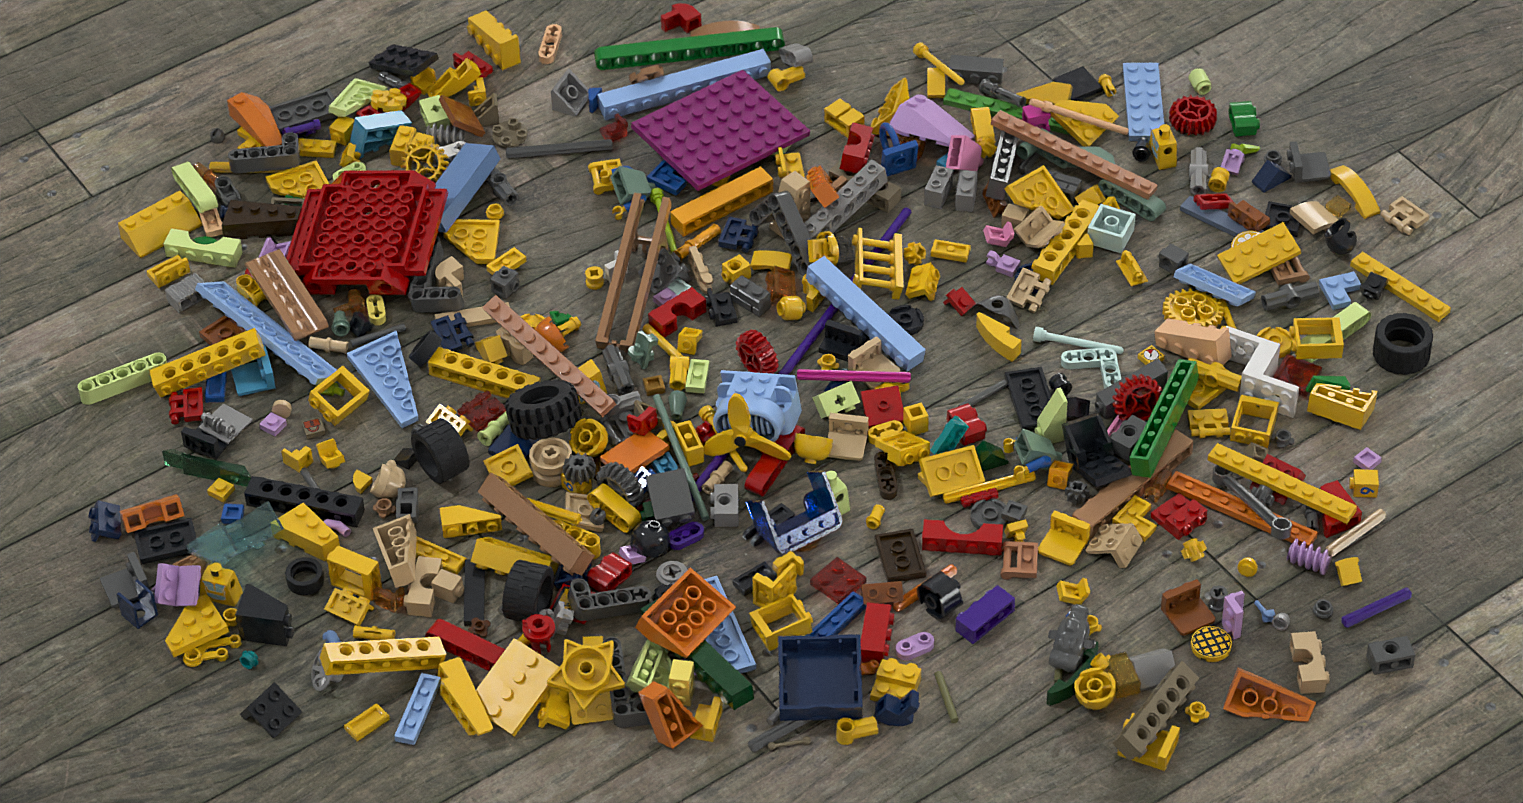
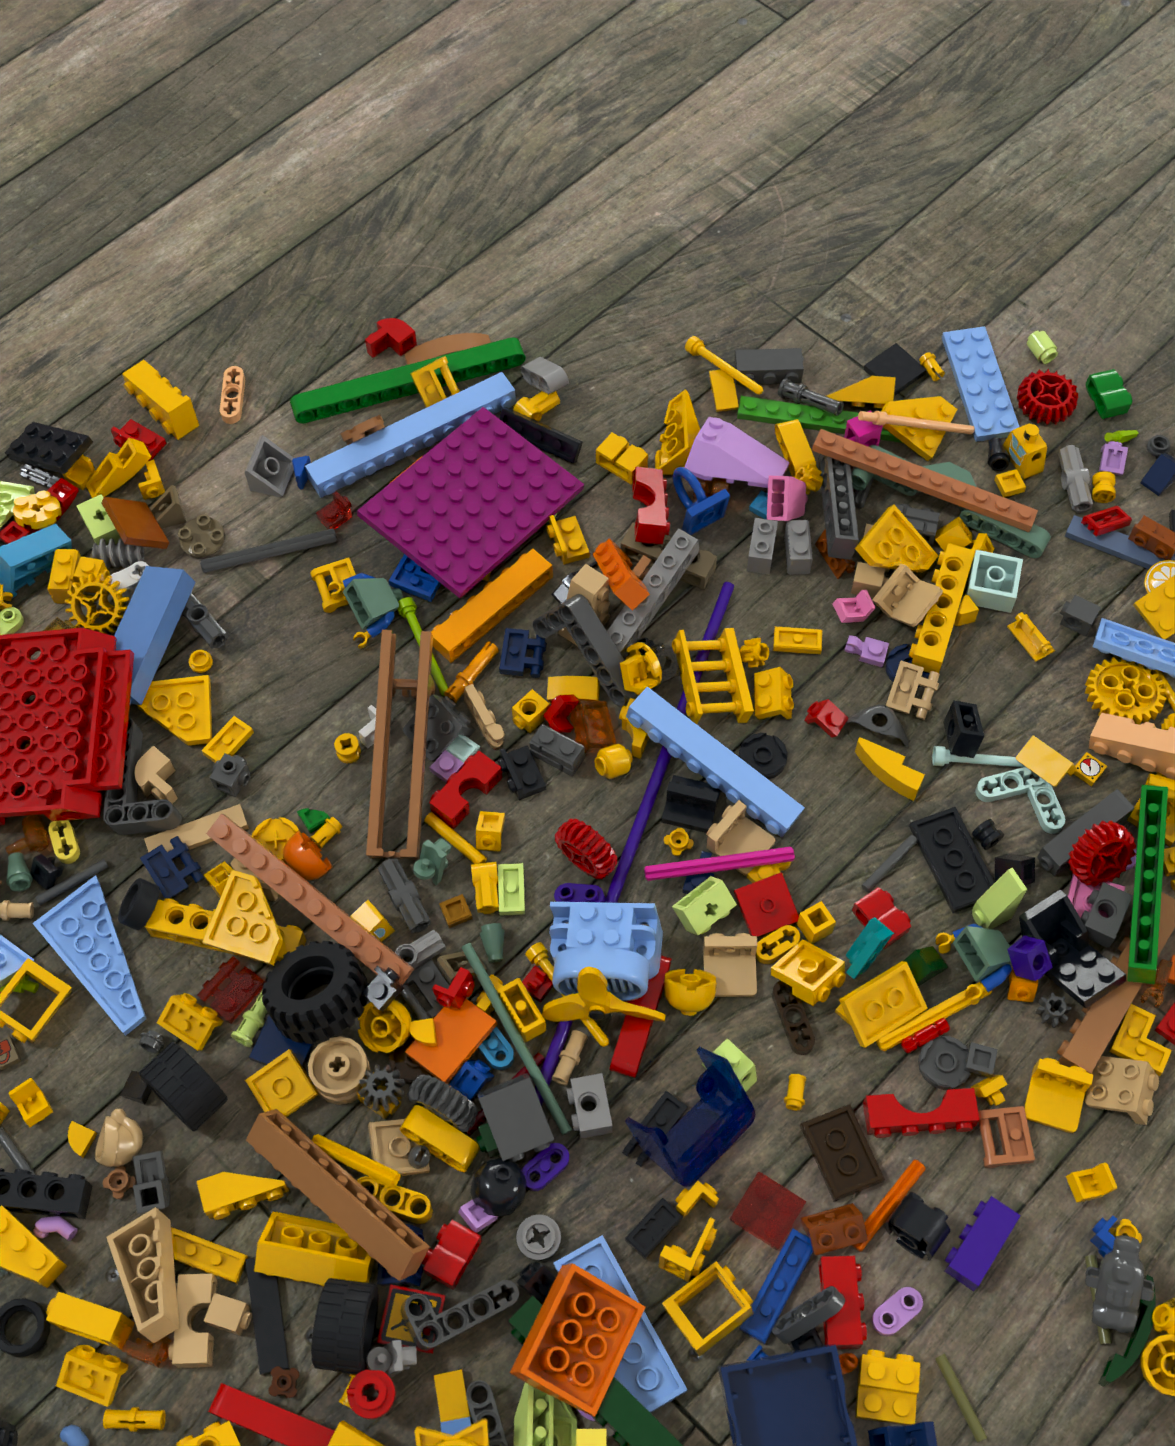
camera: 10 degrees left, 15 degrees up
(499, 362) = (244, 921): none -> yellow plate
(592, 408) = (383, 988): none -> bracket
(615, 444) = (424, 1031): none -> yellow tile
(703, 49) = (429, 385): none -> yellow plate
(758, 271) = (558, 712): none -> red bracket
(787, 97) = (542, 435): none -> black tile
(857, 624) = (808, 1315): none -> dark grey beam
(1057, 453) = (1029, 958): none -> dark purple brick
(1058, 316) = (963, 729): none -> black brick
(1116, 344) = (1045, 761): none -> yellow panel
(1146, 169) = (1010, 483): none -> yellow plate

